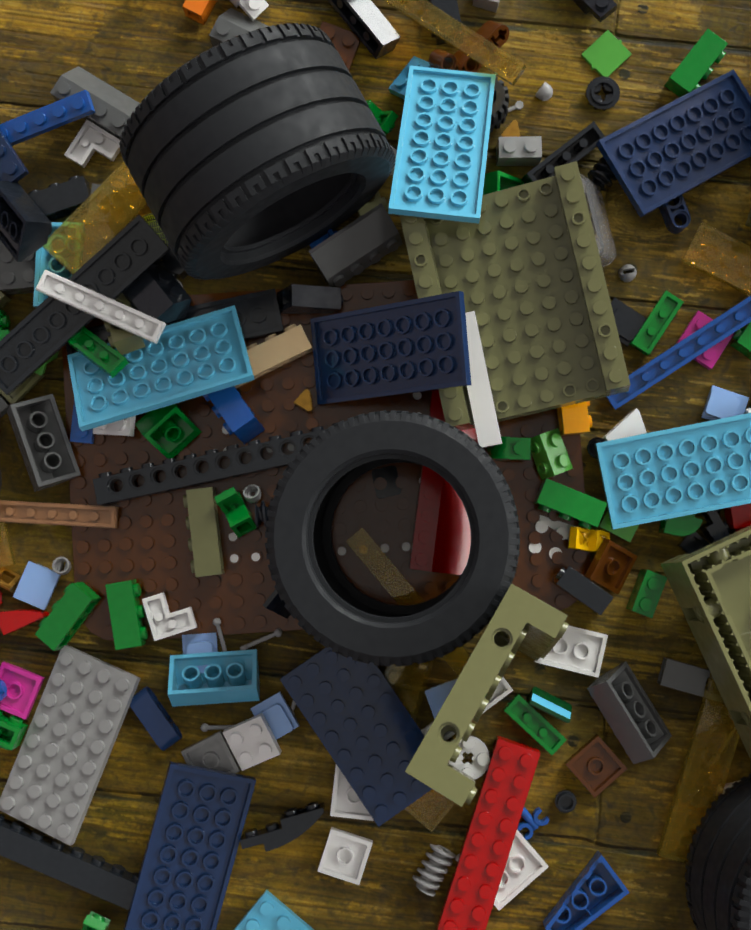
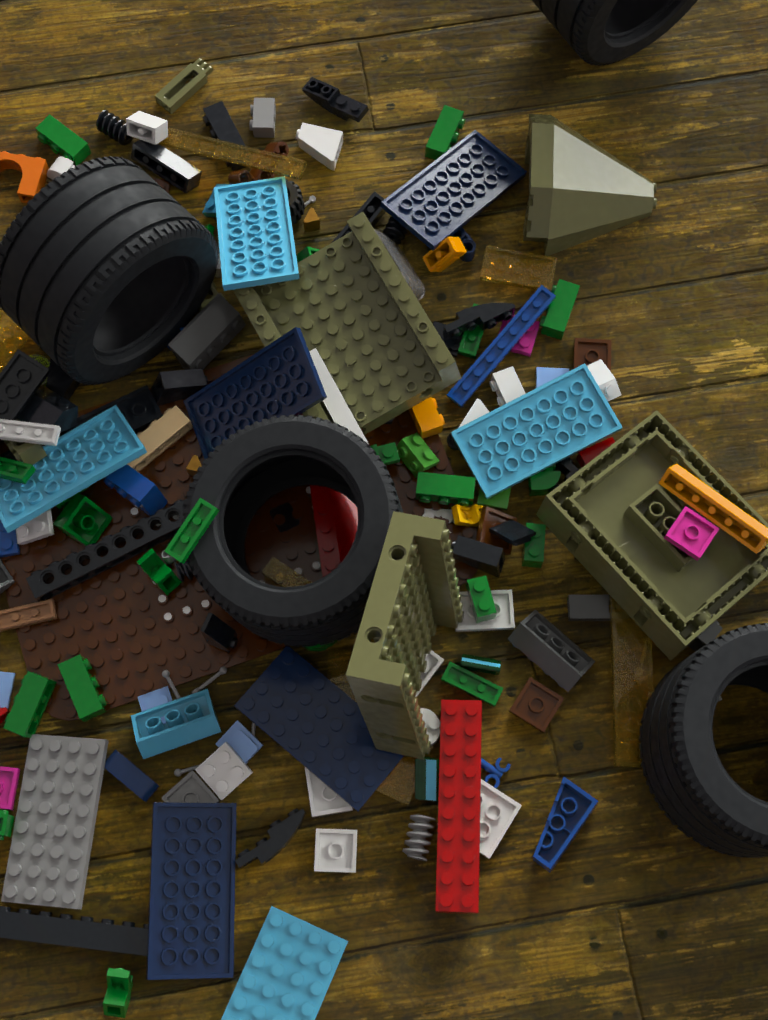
camera: 15 degrees left, 15 degrees down
(58, 563) = (11, 665): light grey hinge -> none
(162, 621) = (119, 686): white plate -> none
(205, 532) = (136, 598): olive brick -> none
(278, 521) = (191, 530): none -> green plate
(458, 818) = (427, 779): none -> slope
(519, 151) = (320, 230): light grey brick -> none
(545, 92) = (330, 184): light grey hinge -> none
(548, 37) = (321, 143): none -> white slope
(565, 801) = (519, 744): black plate -> none
(573, 642) = (481, 599): none -> green brick
(606, 54) = (371, 145): bright green piece -> none
(608, 86) = (382, 168): black gear -> none
(629, 276) = (440, 302): light grey hinge -> none
(629, 578) = (513, 532): none -> black piece
(653, 223) = (445, 254): none -> light orange brick
(673, 311) = (483, 315): none -> black slope
(673, 405) = (506, 385): none -> white brick

